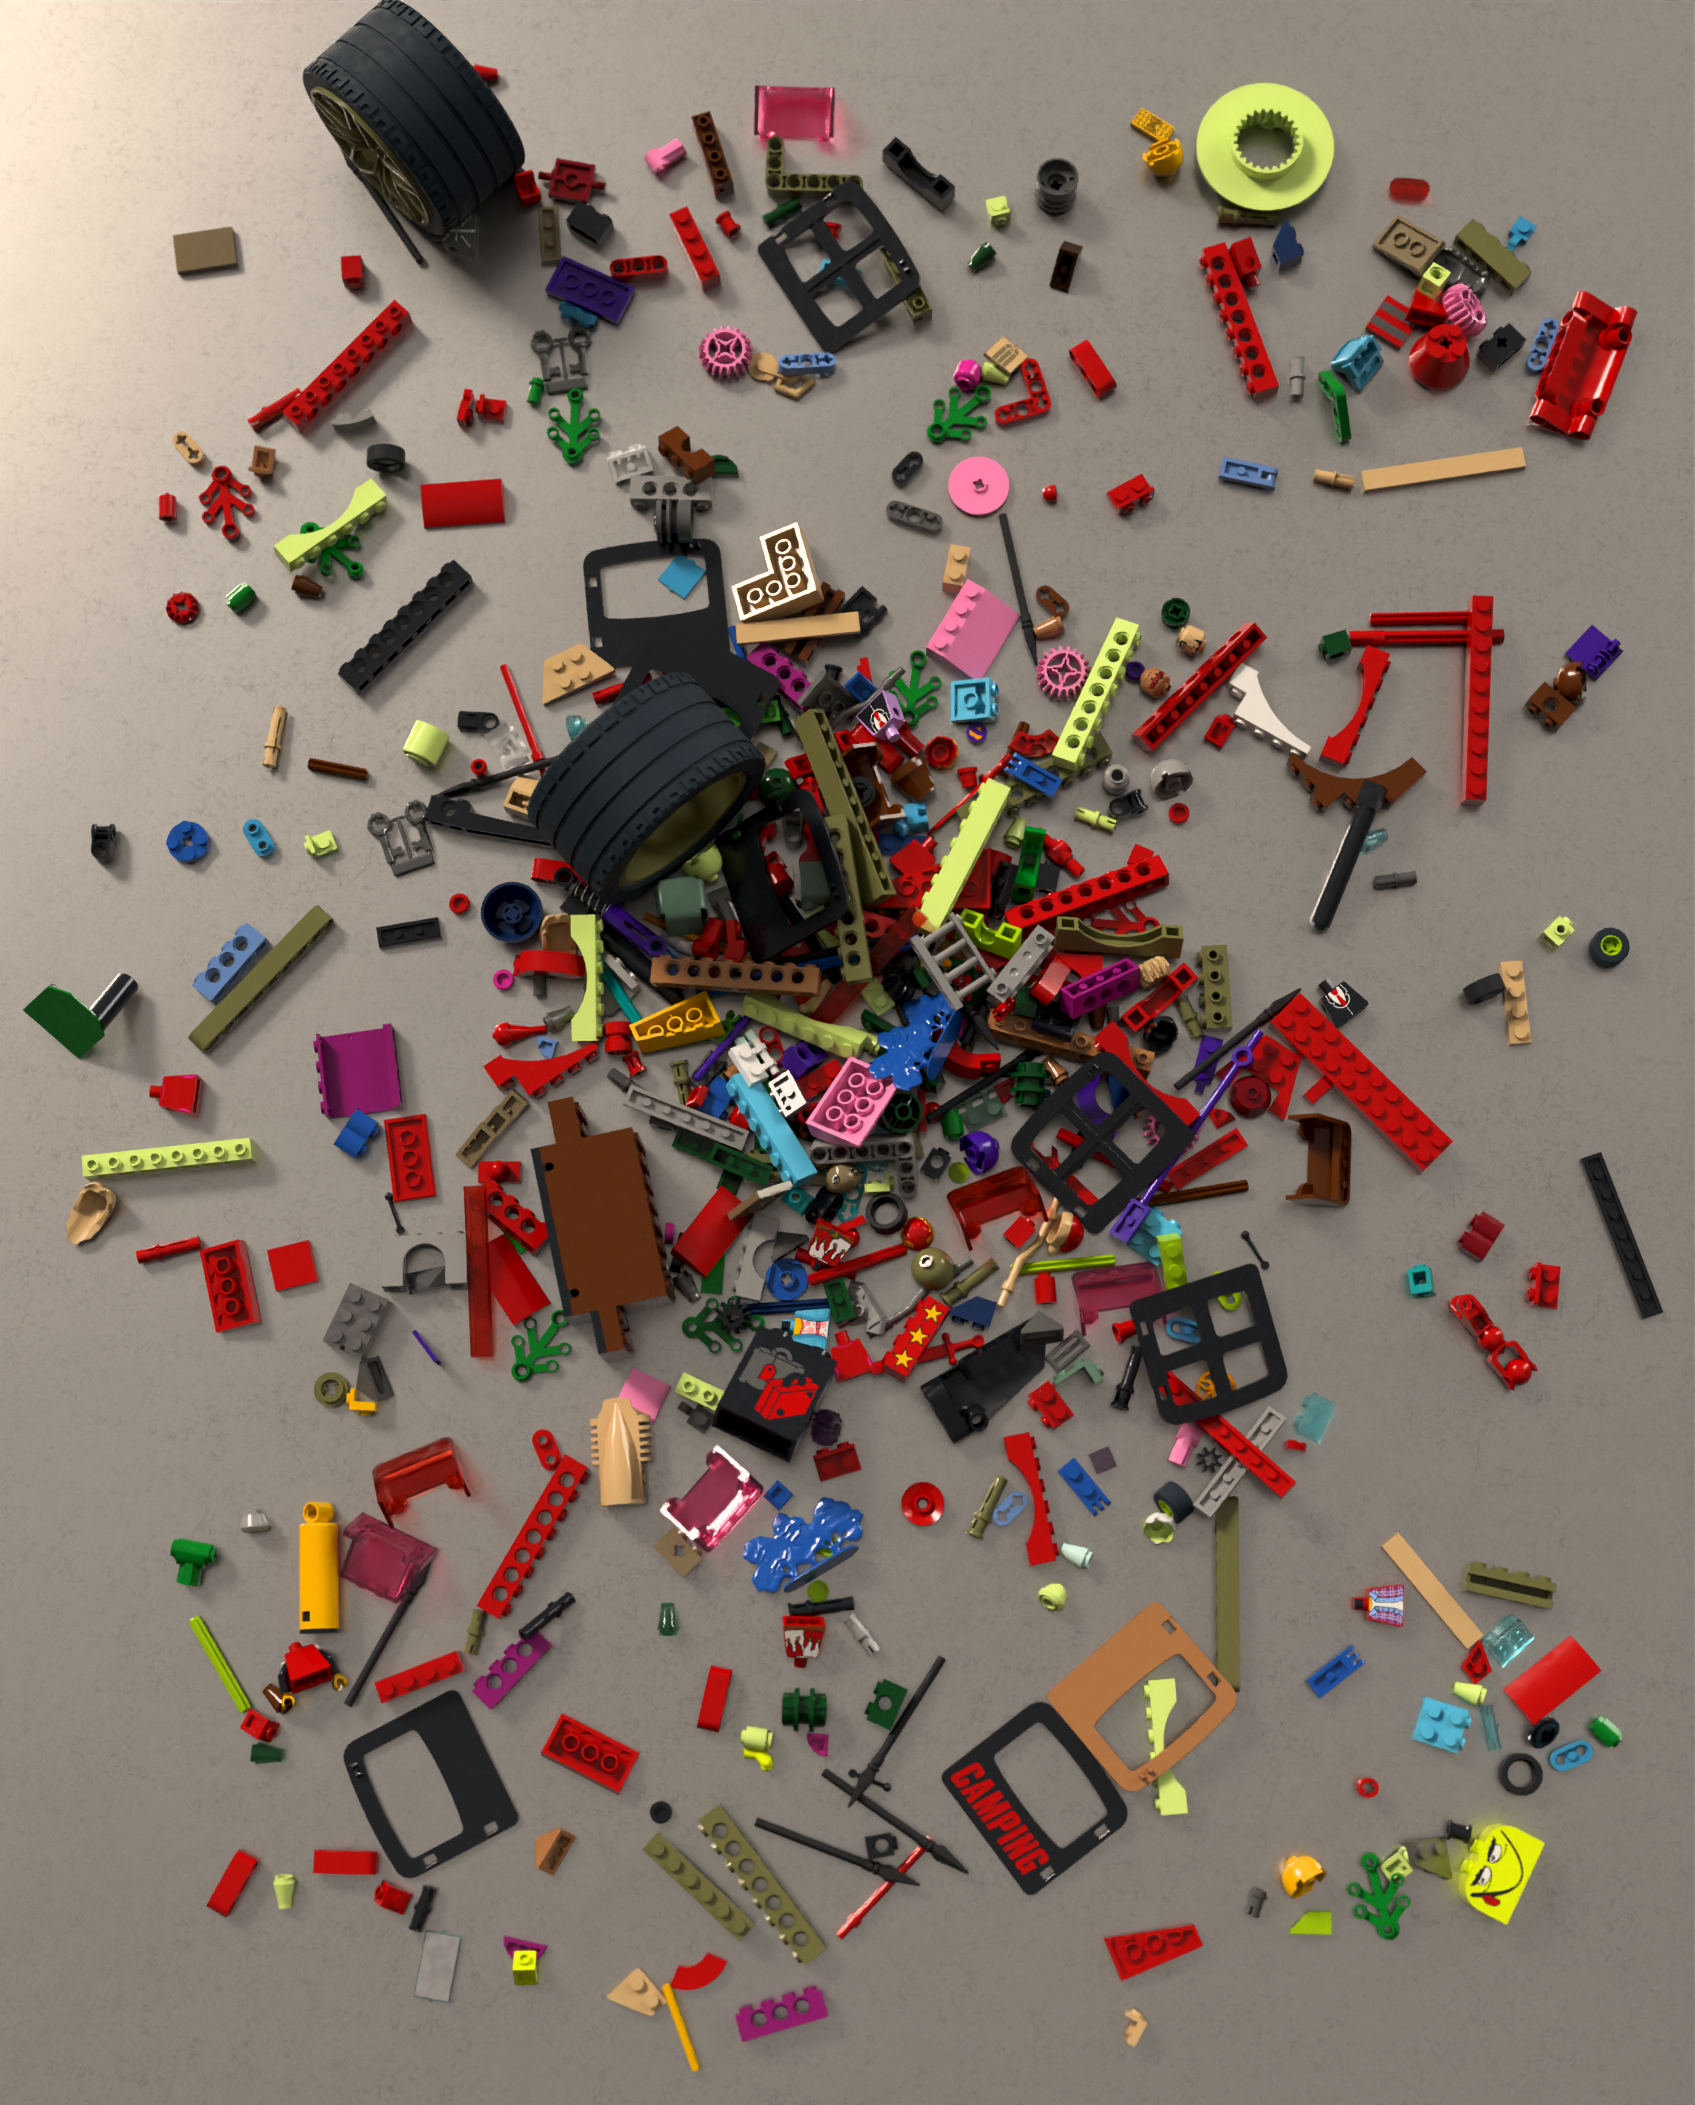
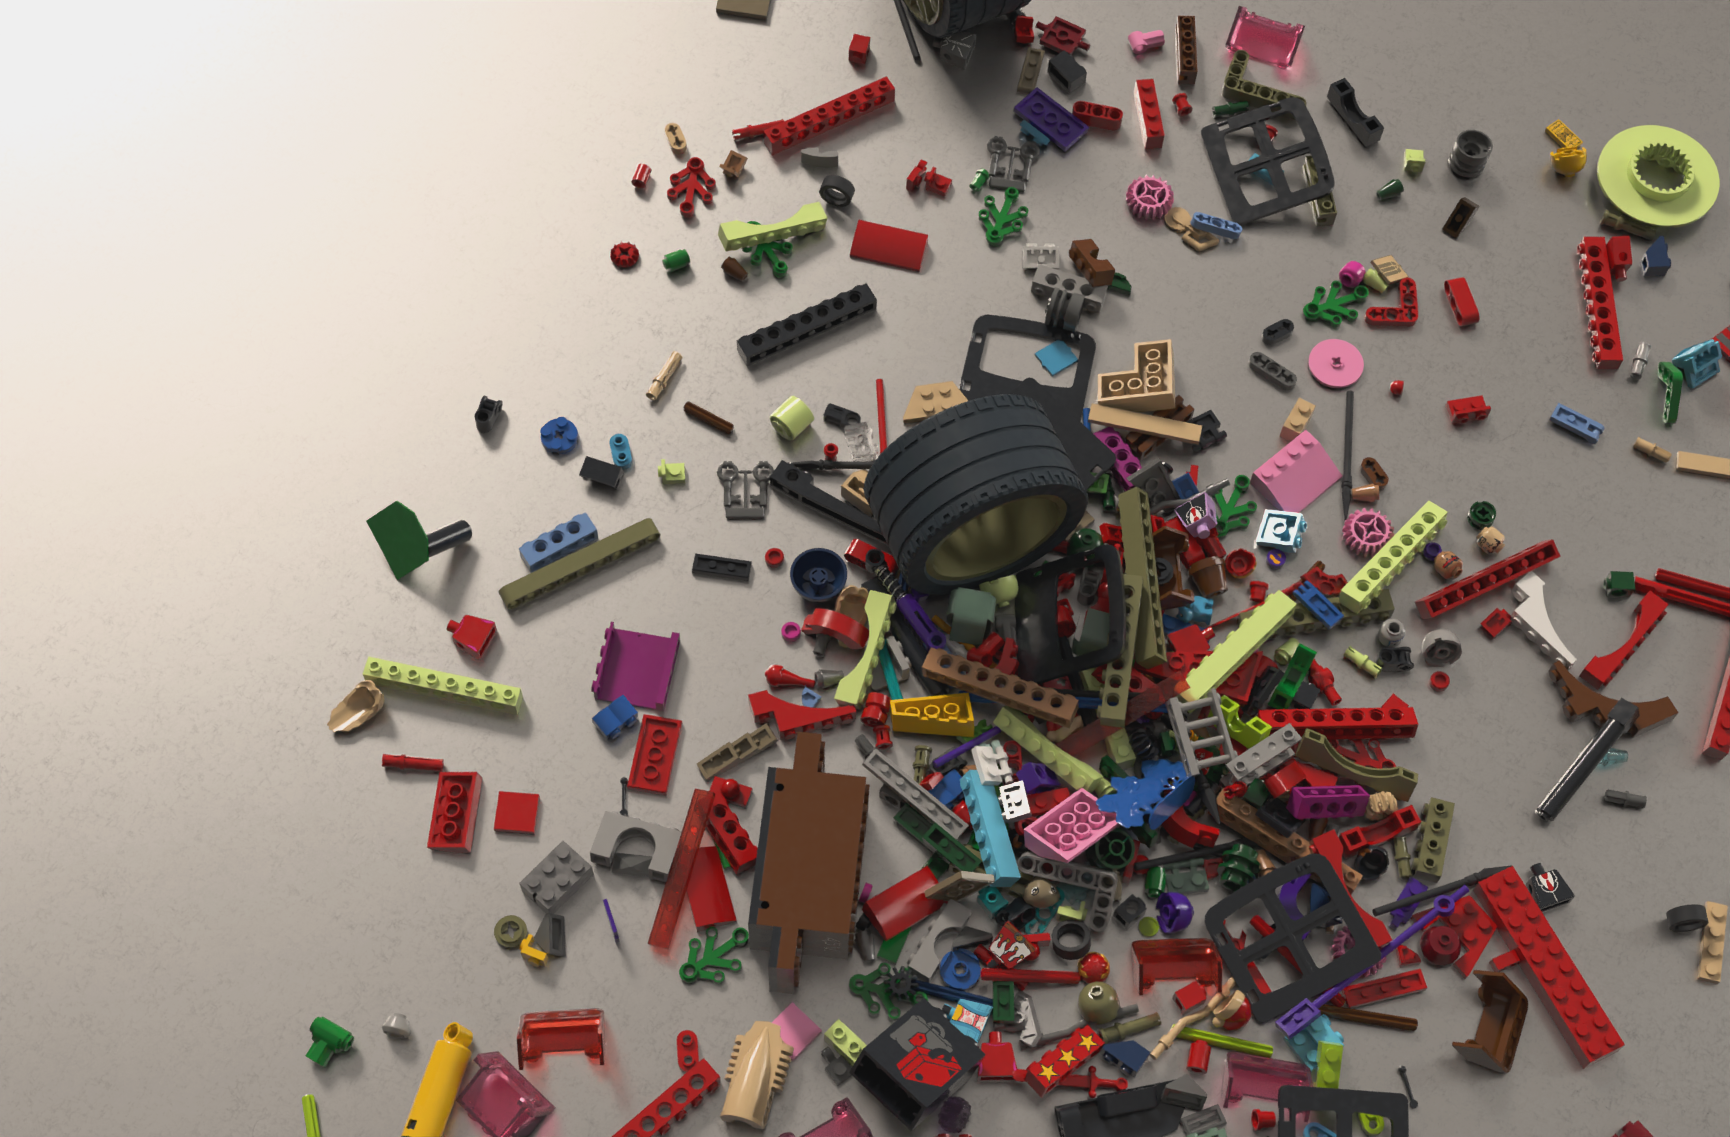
camera: 10 degrees right, 15 degrees down
(247, 870) = (601, 471): none -> black hinge

